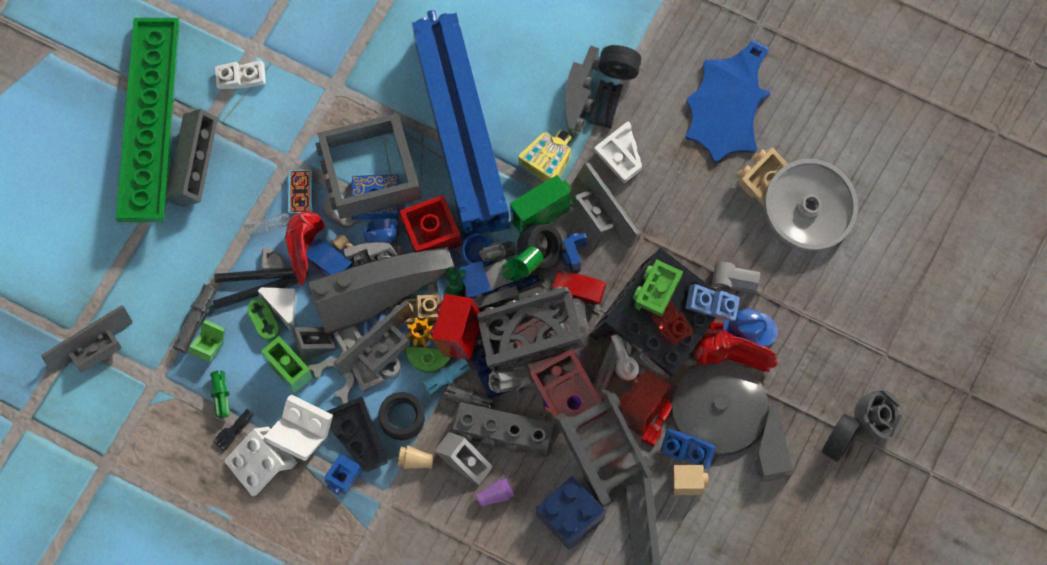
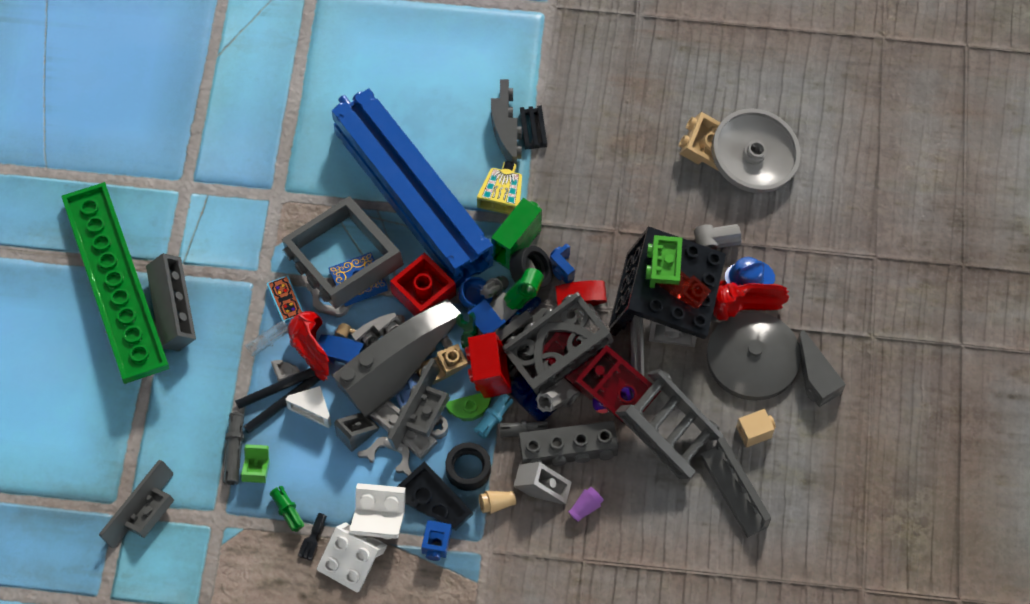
camera: 25 degrees left, 5 degrees down
(240, 76) = (185, 215): white slope -> none
(268, 318) = (296, 430): bright green beam -> none
(286, 364) = (341, 458): bright green brick -> none
(381, 231) = (378, 306): blue hair -> none
(417, 339) = (454, 379): light orange gear -> none
(570, 512) = (662, 496): dark blue piece -> none
(602, 209) = (571, 217): dark grey bracket -> none
(619, 62) = (532, 85): black tyre -> none
(620, 153) = (566, 165): white wing -> none
(626, 366) = (653, 347): white plate -> none
(644, 401) = (687, 367): clear red brick -> none
(654, 430) = (704, 396): red piece -> none
(688, 448) = (742, 400): blue slope -> none
(712, 303) = (716, 259): medium blue slope -> none
(727, 103) = (641, 91): blue animal -> none
(841, 437) = (874, 340): black tyre -> none
(878, 415) = (896, 310): dark grey cylinder -> none

